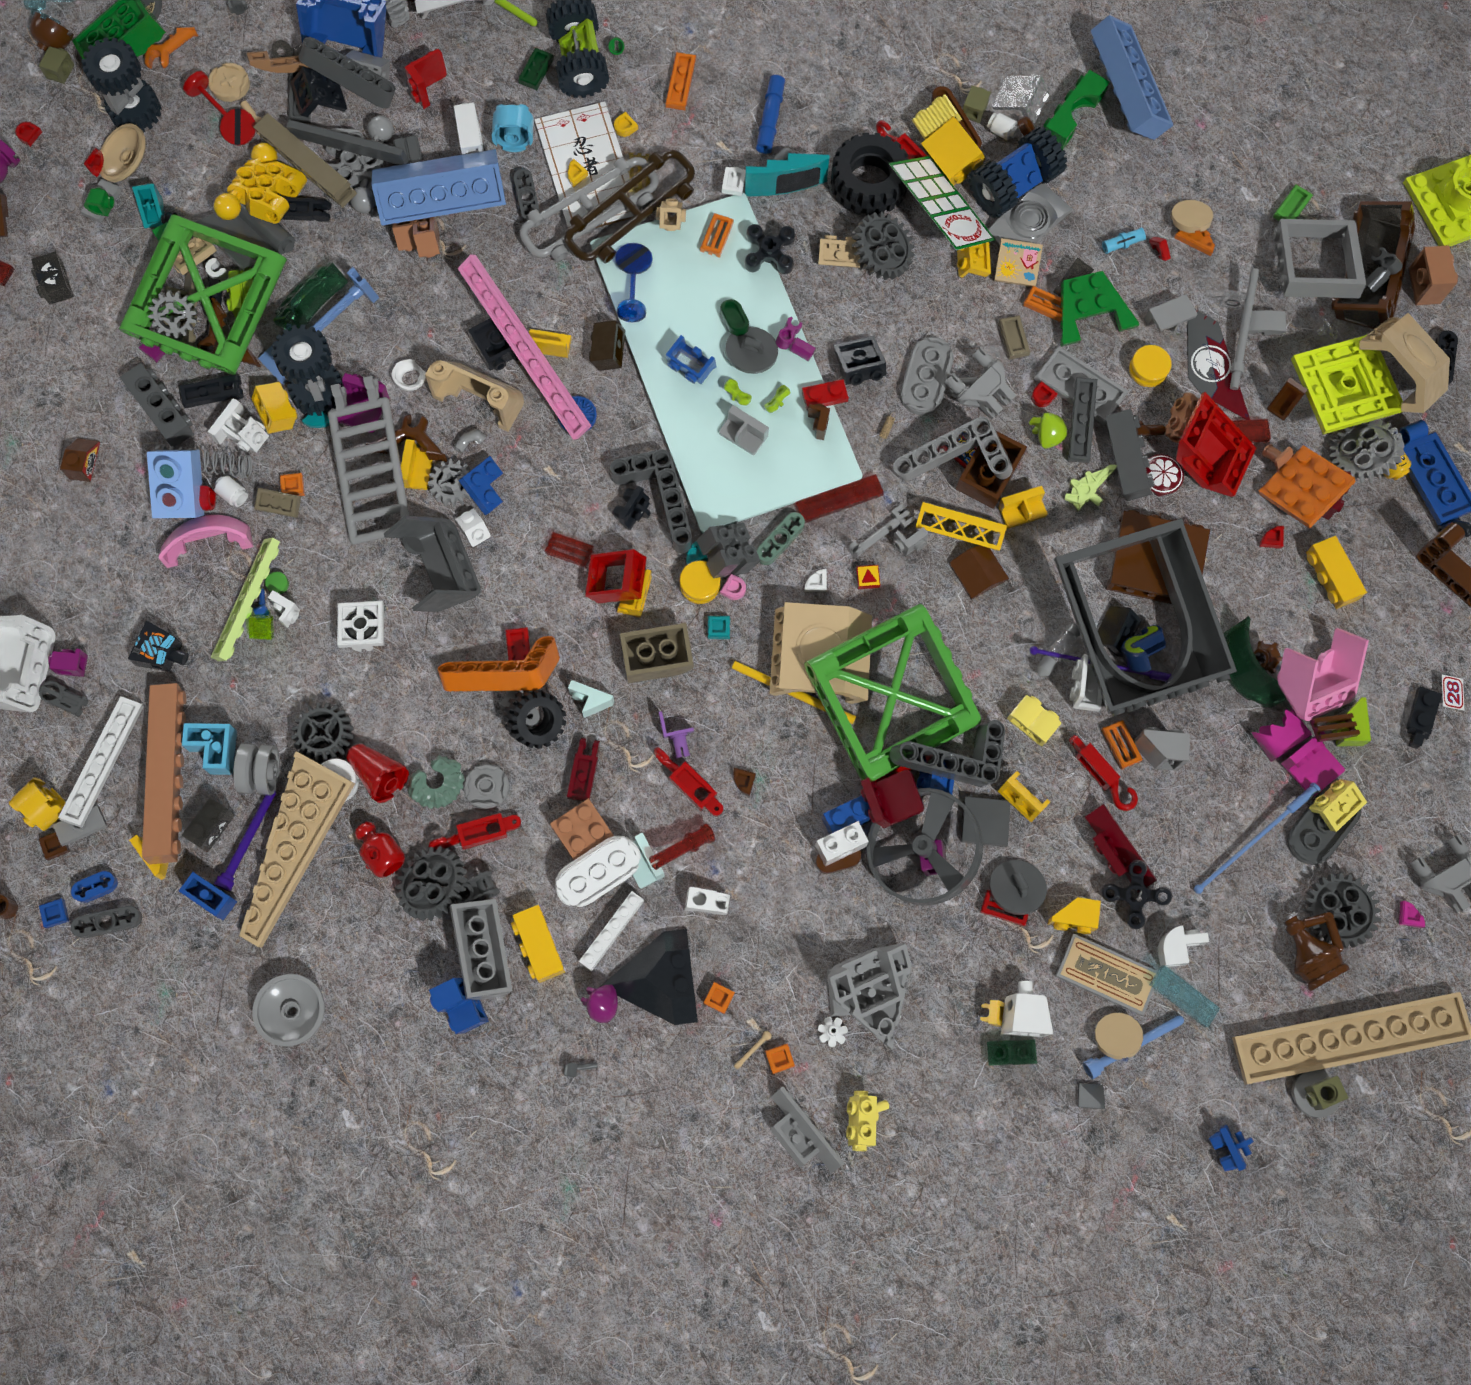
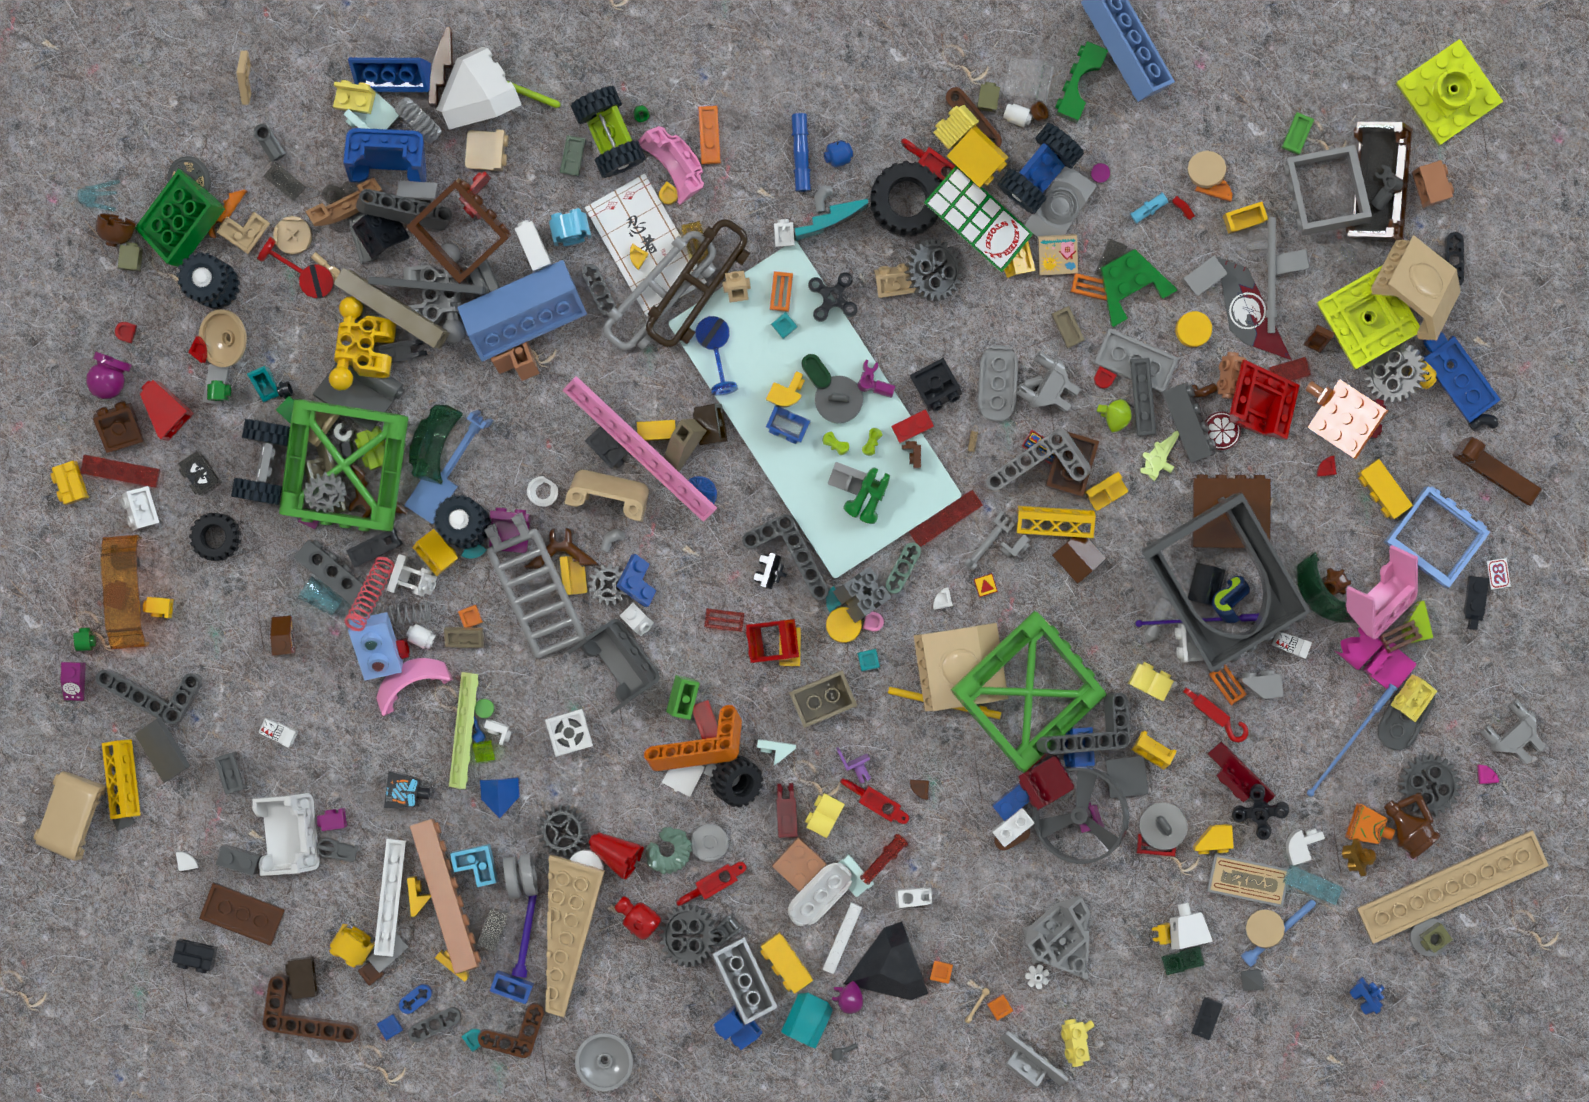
camera: 10 degrees left, 15 degrees up
(34, 330) = (199, 531): none -> black tyre
(35, 207) = (164, 409): none -> red slope
(42, 556) = (278, 732): none -> white leg
(108, 299) = (257, 490): none -> black plate
(131, 773) = (416, 901): none -> yellow slope
(134, 425) = (319, 597): none -> clear light blue plant
(147, 950) = (471, 1038): none -> teal tile
(155, 430) = (357, 617): none -> coral piece
(179, 70) = (245, 236): none -> tan tile
(202, 961) = (522, 1038): none -> reddish brown beam
(237, 31) = (284, 181): none -> clear smoke plate
(265, 675) = (499, 794): none -> blue slope
(415, 124) = (437, 251): none -> reddish brown window
(452, 43) = (486, 150): none -> tan bracket
(477, 707) = (683, 779): none -> white piece
(499, 616) = (682, 697): none -> bright green brick
(546, 1018) = (807, 1019): none -> teal slope
(573, 351) = (683, 442): none -> dark tan slope
(626, 784) = (824, 815): none -> light yellow brick
(638, 89) = (677, 159): none -> bright pink windscreen
(696, 332) = (785, 396): none -> yellow brick
(711, 268) = (784, 325): none -> teal tile
(770, 441) = (877, 492): none -> green piece
(809, 121) = (838, 153): none -> blue head
(1029, 1129) = (1207, 1018): none -> black hinge
(1078, 198) = (1100, 173): none -> magenta tile
(1203, 715) = (1292, 644): none -> white leg
(1225, 268) = (1245, 217): none -> yellow panel
(1249, 973) = (1358, 857): none -> pearl gold hips
(1262, 941) = (1368, 826): none -> orange torso
(1418, 618) = (1463, 515): none -> light blue window

